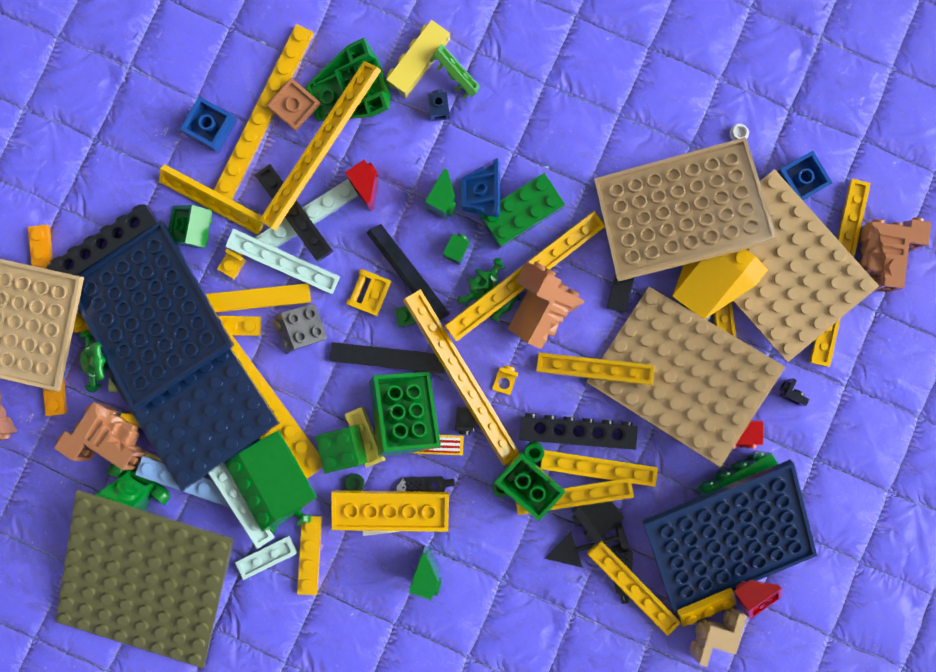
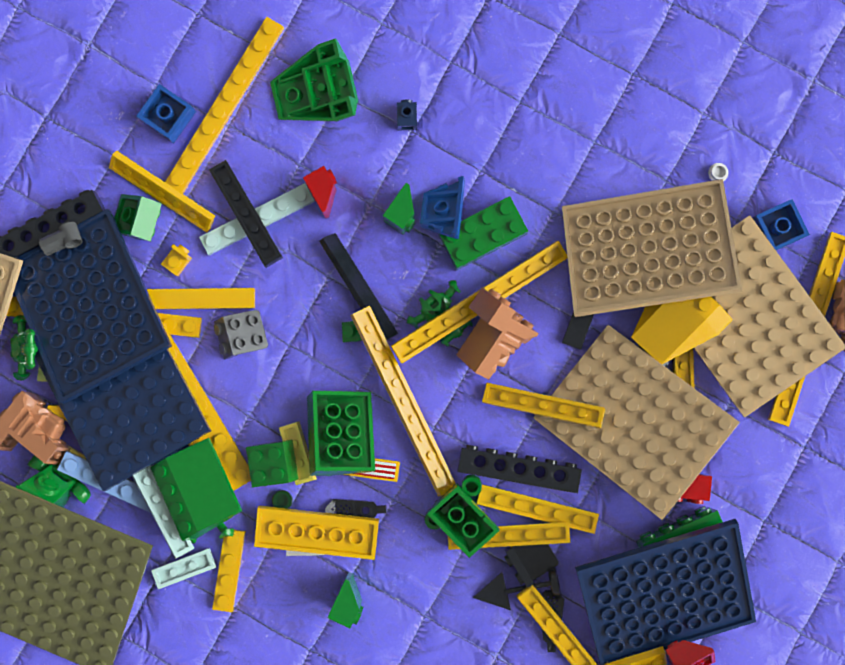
camera: 10 degrees right, 0 degrees up
(123, 251) = (66, 237): none -> dark grey piece
(282, 261) = (229, 263): light aqua plate -> none
(293, 104) = (256, 100): nougat tile -> none
(319, 145) = (279, 146): yellow plate -> none
(374, 295) = (321, 307): yellow plate -> none
(385, 357) = (326, 373): black tile -> none
(417, 59) = (390, 64): light yellow brick -> none
(455, 71) = (427, 81): bright green plate -> none
(456, 248) = (411, 266): green brick -> none
(464, 421) = (402, 446): black bracket -> none
(505, 372) = (451, 400): yellow bracket -> none
(794, 396) = (750, 453): black bracket -> none

